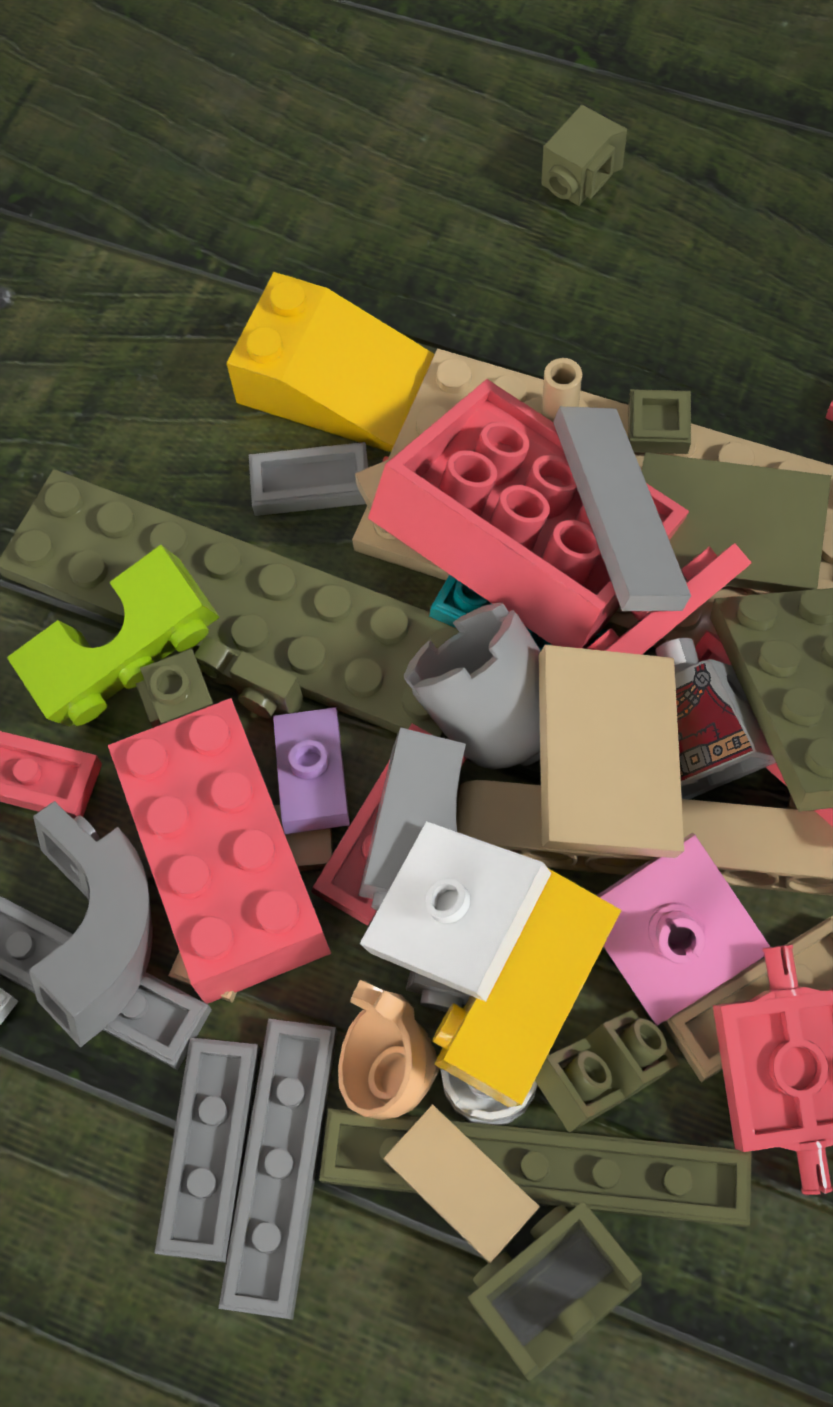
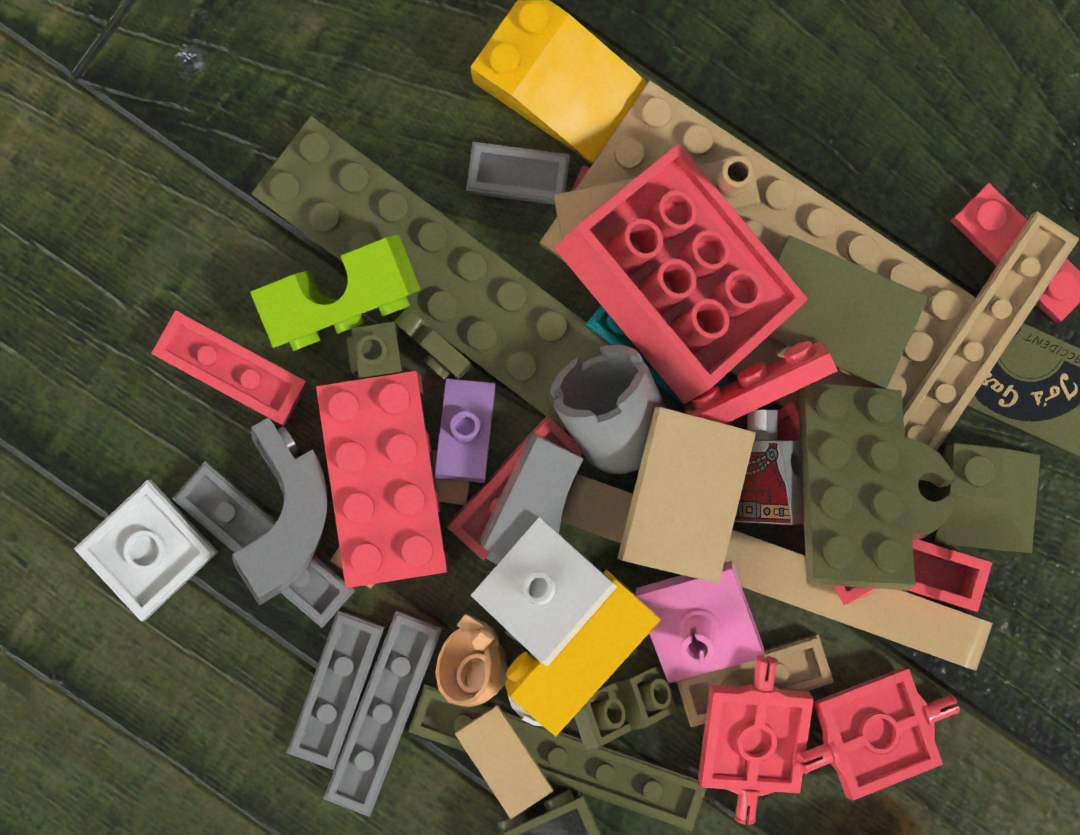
camera: 10 degrees right, 20 degrees up
(621, 510) = (751, 295): light grey tile -> none
(659, 421) = (810, 205): olive tile -> none

